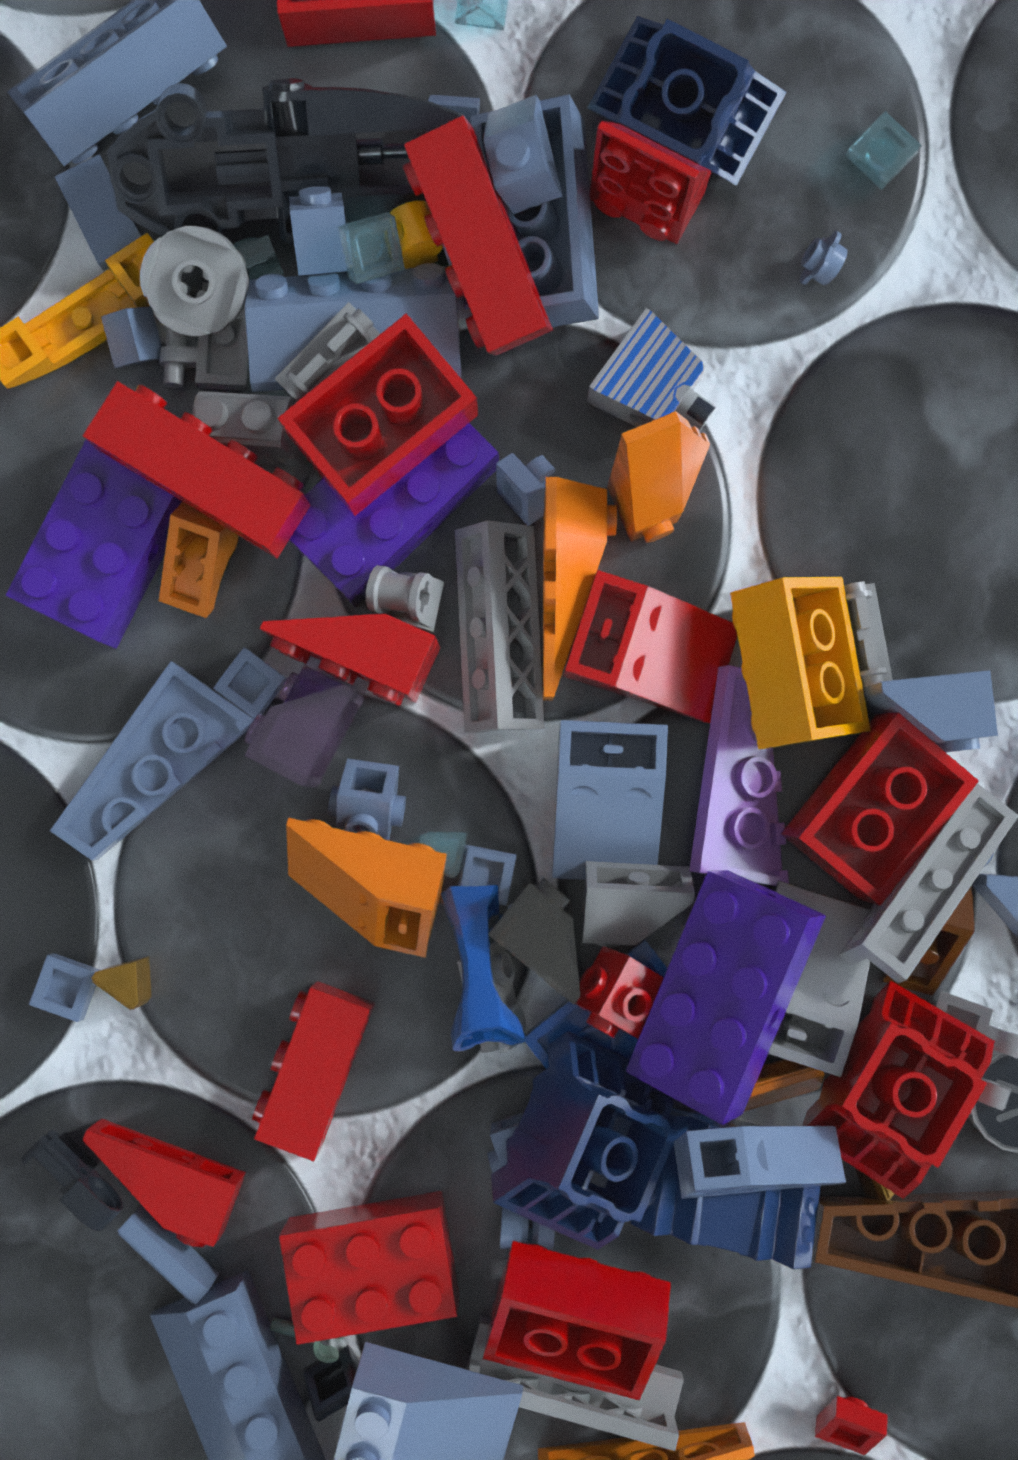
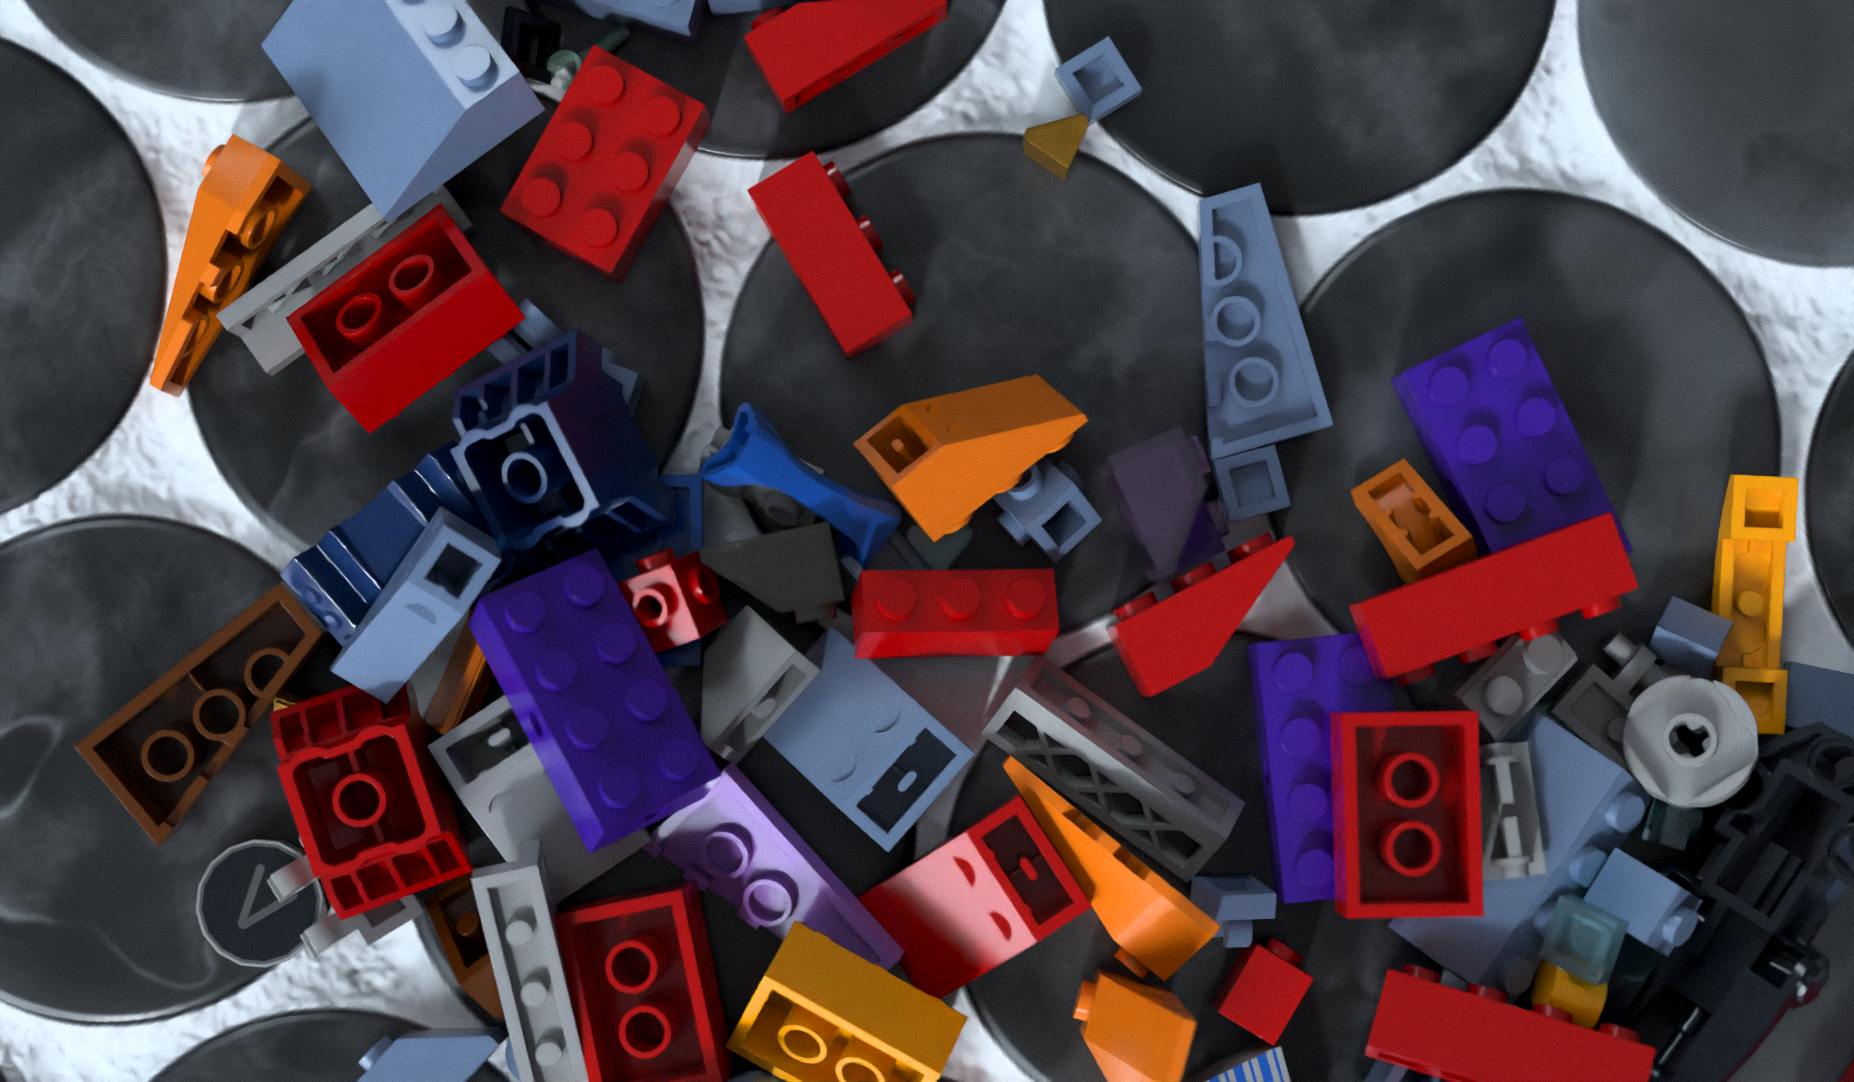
camera: 125 degrees right, 0 degrees up
(405, 596) = (1214, 699): light grey piece -> none
(482, 805) = (954, 613): none -> red brick
(562, 426) = (1263, 989): none -> red brick
(851, 1424) = (99, 495): red plate -> none

